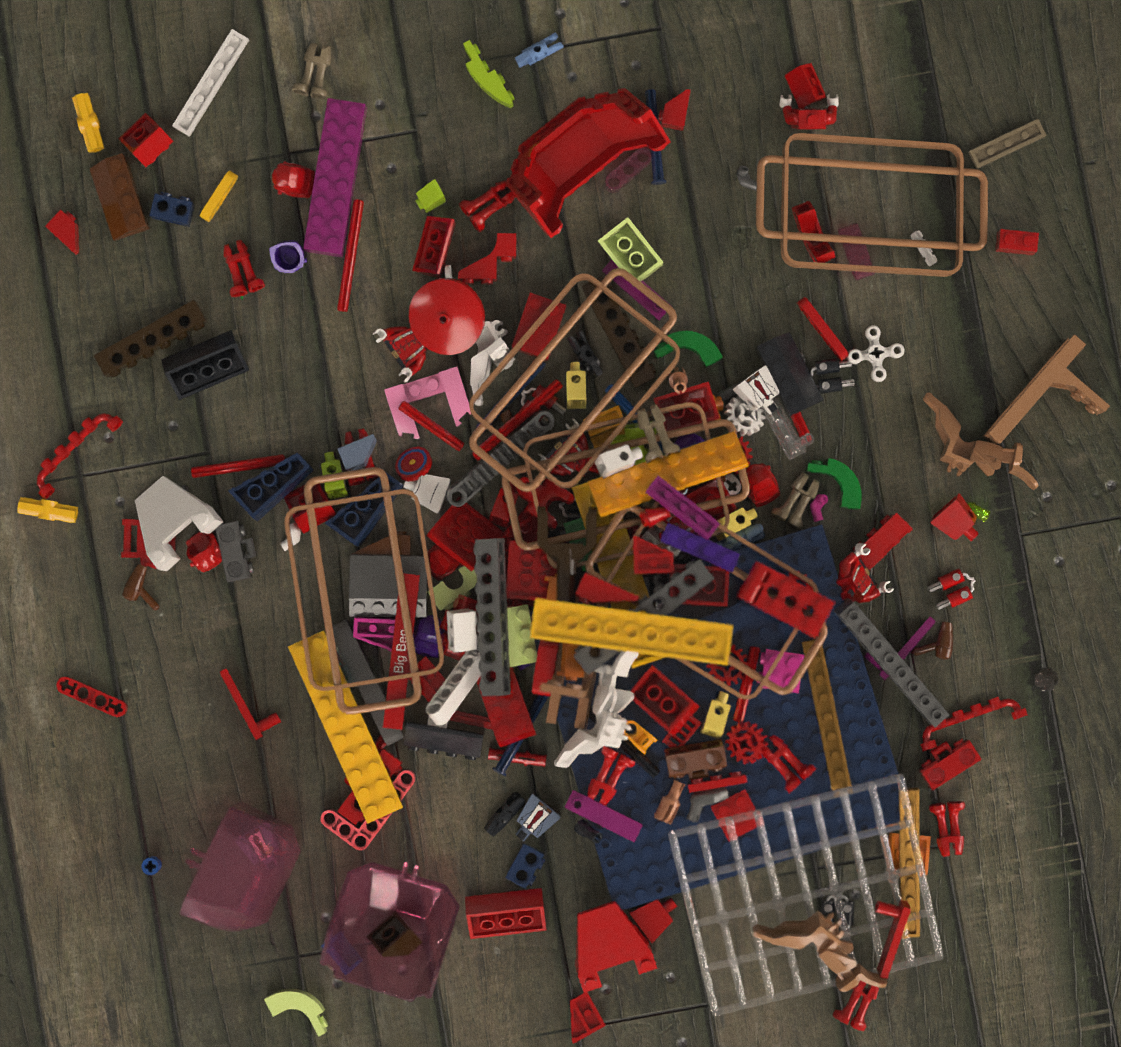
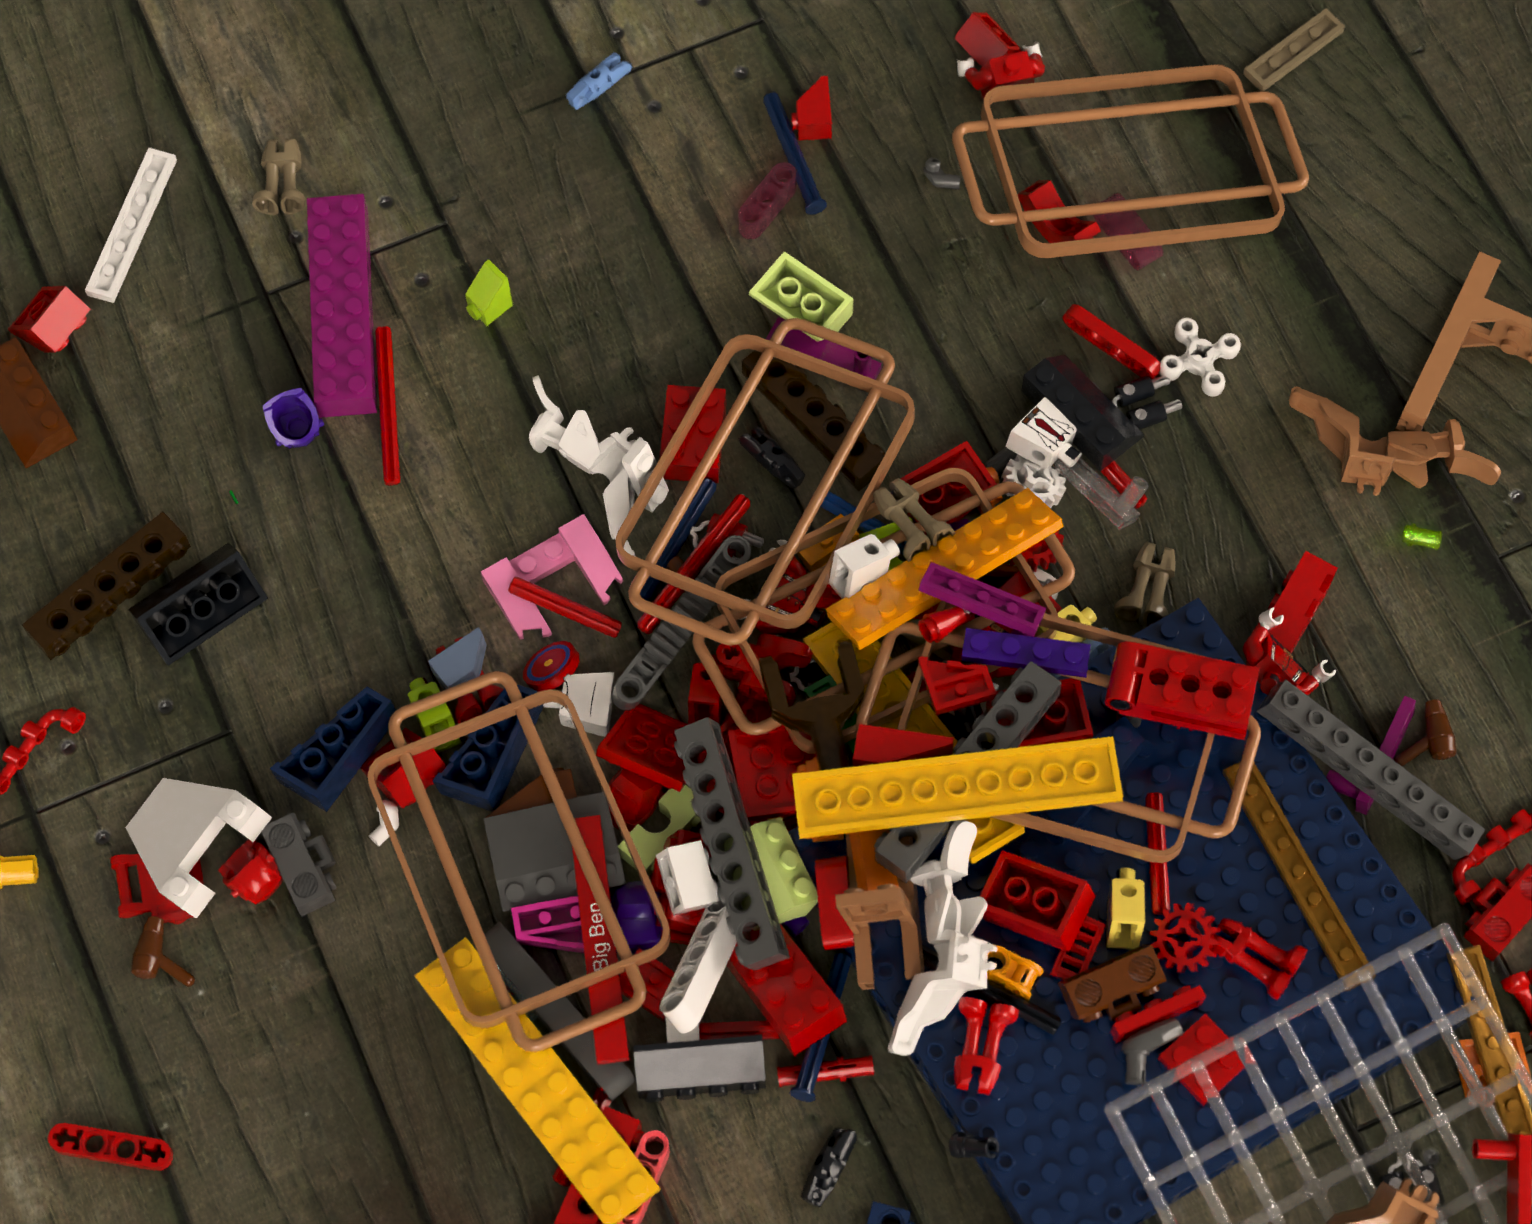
camera: 15 degrees left, 20 degrees down
(171, 213) = (105, 408): dark blue brick -> none
(219, 196) = (173, 368): yellow beam -> none
(236, 466) = (269, 741): red axle -> none
(239, 288) = (224, 442): red piece -> none
(255, 728) = (387, 1128): red piece -> none
(293, 180) = (279, 322): red helmet -> none
(404, 347) = (498, 506): red torso -> none
(434, 246) = (510, 363): red slope -> none
(458, 305) = (577, 446): red dish -> none
(478, 219) = (565, 312): red piece -> none
(486, 268) = (592, 374): red arch -> none
(489, 82) = (534, 133): lime slope -> none
(535, 818) = (881, 1159): torso -> none
(576, 148) = (694, 179): red windscreen -> none
(576, 391) = (768, 495): light yellow torso -> none
(603, 816) = (990, 1114): magenta piece -> none
(669, 803) = (1092, 1065): nougat arm -> none
(678, 380) = (918, 453): nougat arm -> none
(694, 341) = (932, 403): green arch -> none
(729, 673) = (1129, 823): red gear -> none
(762, 484) = (1094, 576): red helmet -> none
(784, 669) = (1208, 809): dark pink plate -> none
(816, 506) = (1181, 584): dark pink arm -> none
(847, 480) = (1209, 535): green arch -> none
(925, 252) = (1225, 208): white axle -> none
(956, 519) = (1396, 550): red torso -> none
(957, 597) = (1434, 664): red piece -> none
(1017, 242) = (1352, 166): red brick -> none

